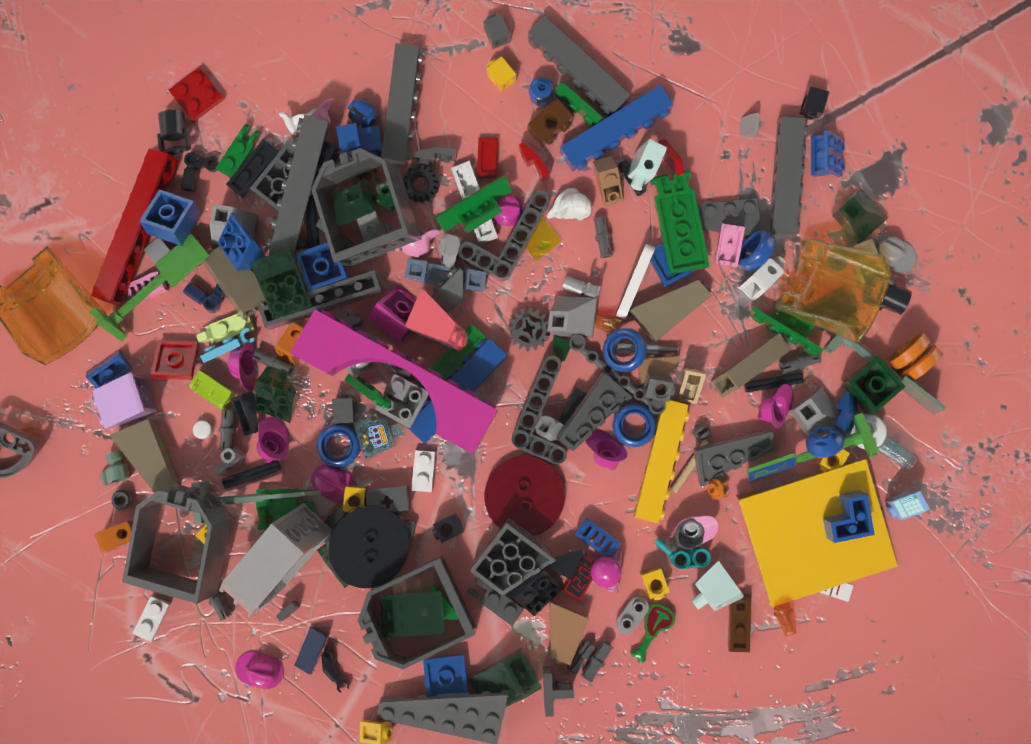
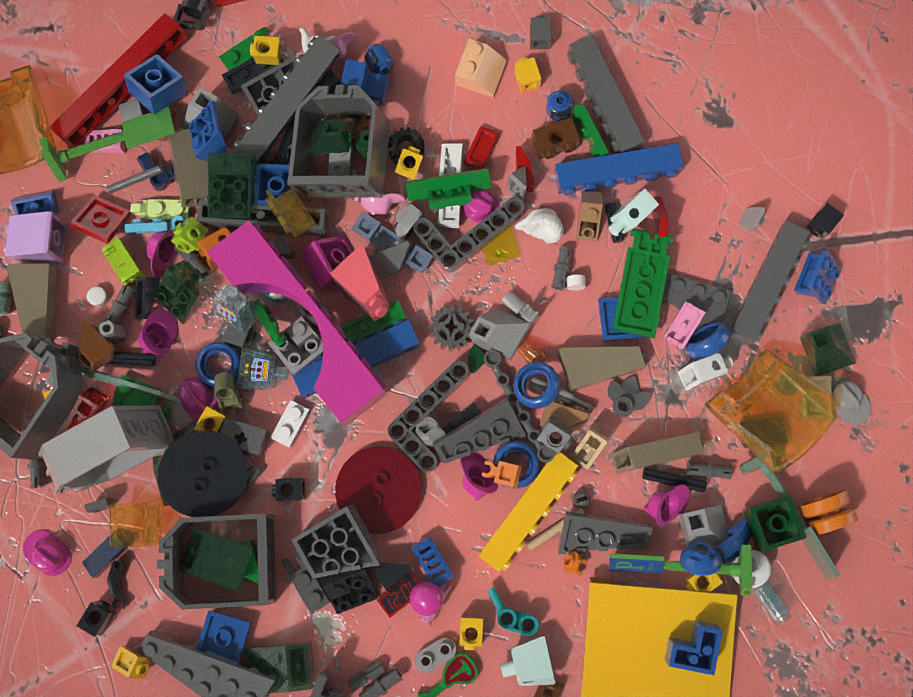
camera: 25 degrees right, 5 degrees down
(190, 310) = (135, 179): none -> dark grey bar
(195, 162) = (200, 44): black bar -> none
(222, 477) = (93, 348): none -> dark orange slope
(239, 539) = (87, 405): none -> clear red slope
(262, 342) = (188, 234): none -> lime brick
(266, 146) = (273, 56): none -> yellow brick
(324, 714) = (87, 620): none -> black brick
(328, 613) = (135, 524): none -> clear yellow bracket
(333, 391) = (234, 308): none -> clear light blue torso
(348, 285) = (291, 212): none -> clear yellow bracket
(357, 467) = (227, 392): none -> olive piece
(401, 104) = (419, 66): dark grey brick -> none
(428, 156) = (426, 124): dark grey slope -> none
(436, 205) = (402, 169): none -> yellow brick
(456, 85) = (480, 68): none -> light nougat slope
(534, 178) = (517, 183): none -> light grey slope
(565, 632) = (361, 643): medium nougat slope -> none
(620, 245) = (576, 282): none -> white piece
(629, 437) = (504, 473): none -> orange plate
(635, 281) = (575, 323): white beam -> none
(692, 532) = (529, 595): dark grey hair -> none
(706, 325) = (629, 394): none -> dark grey plate
(790, 326) = (716, 434): green bracket -> none
(896, 298) = (831, 445): black piece -> none
(906, 504) = (760, 660): slope -> none

